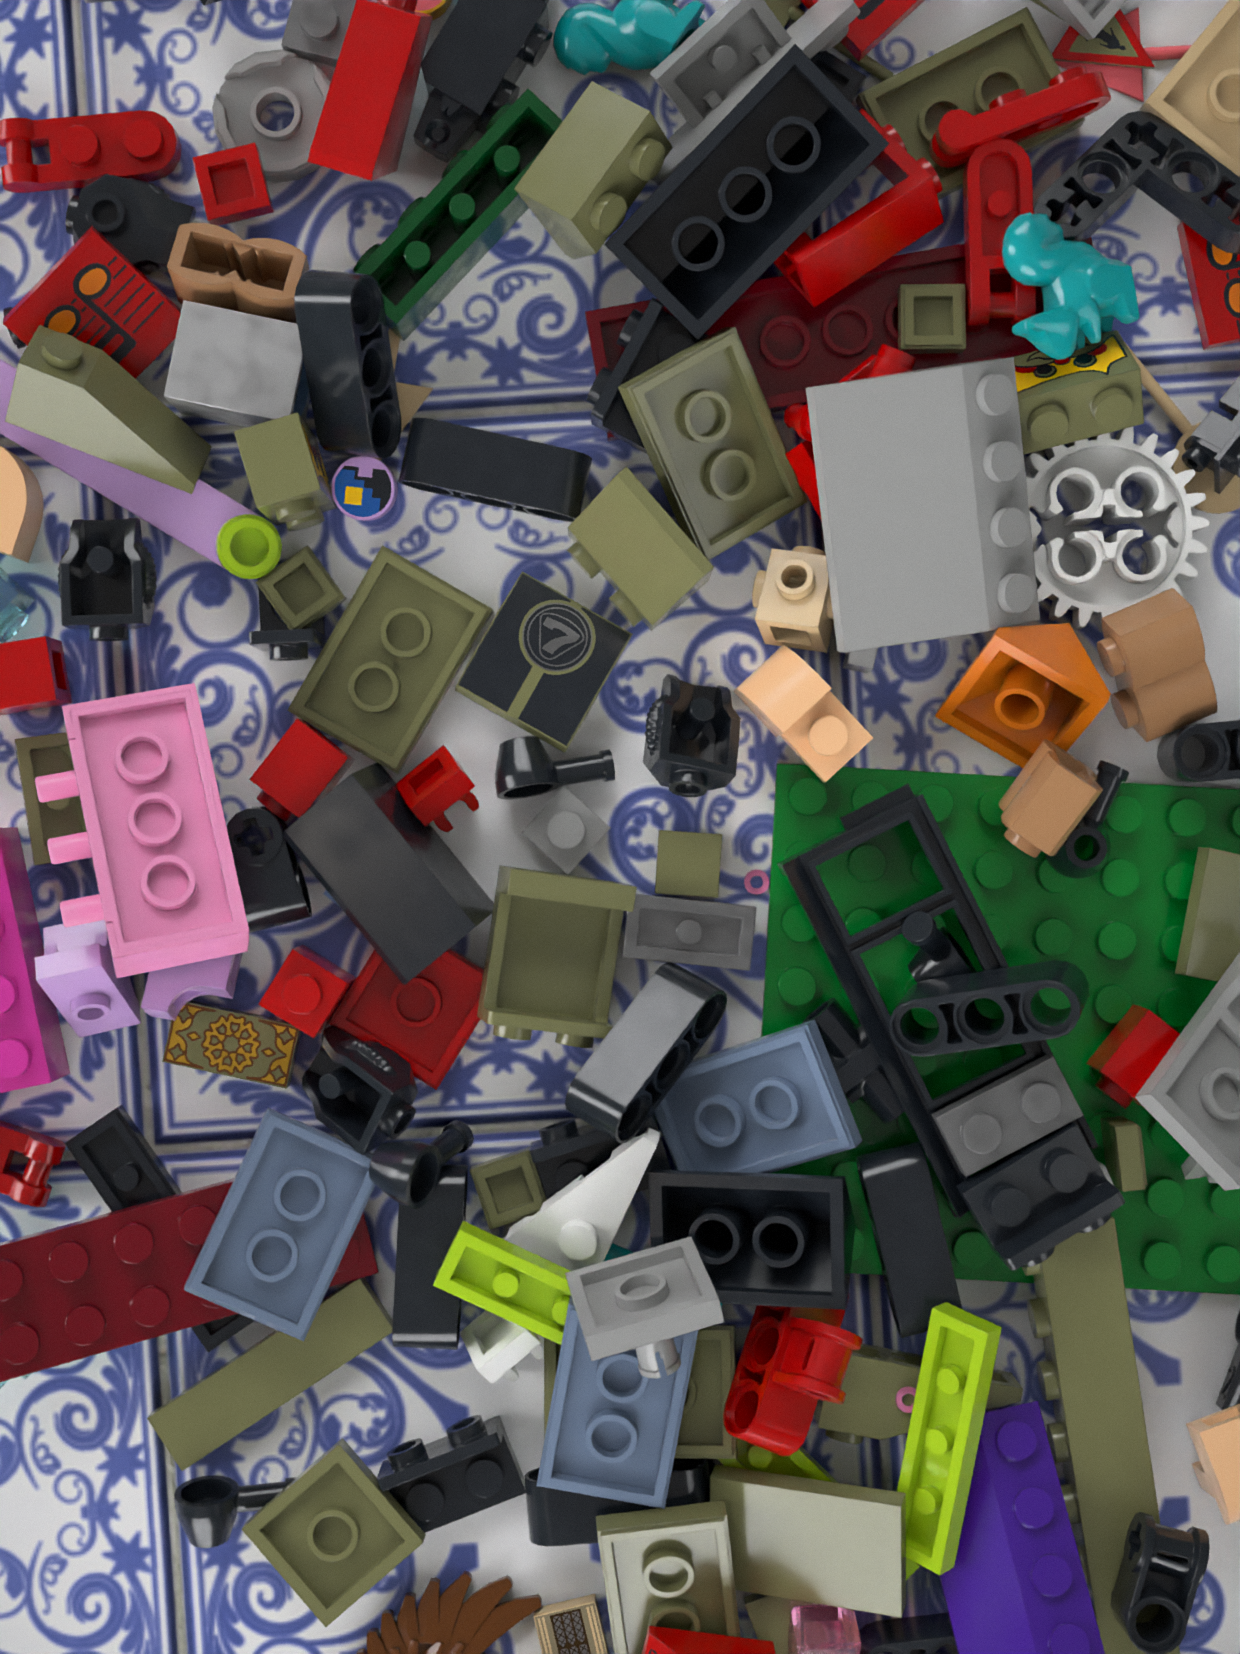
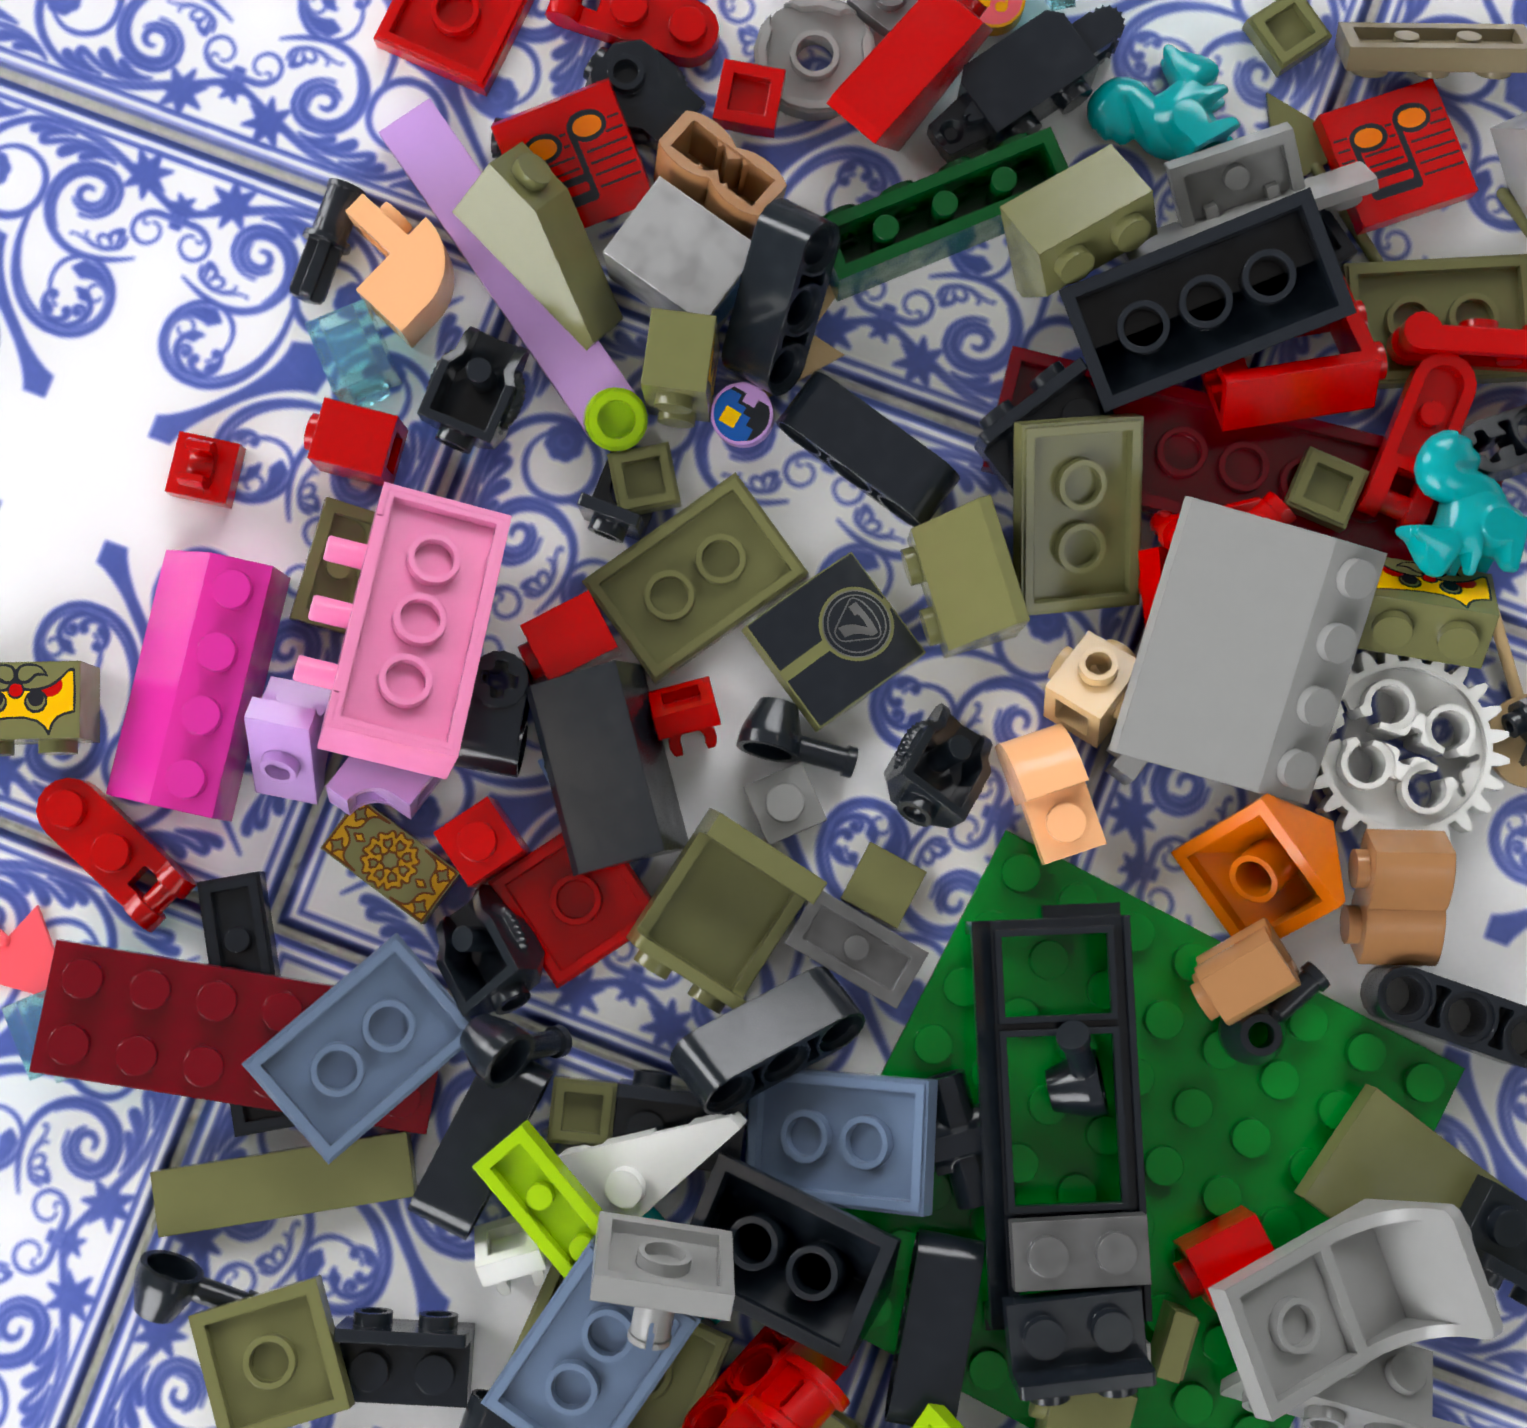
camera: 30 degrees right, 5 degrees down
(748, 877) = (931, 937): bright pink piece -> none
(1012, 988) = (1076, 1151): black beam -> none

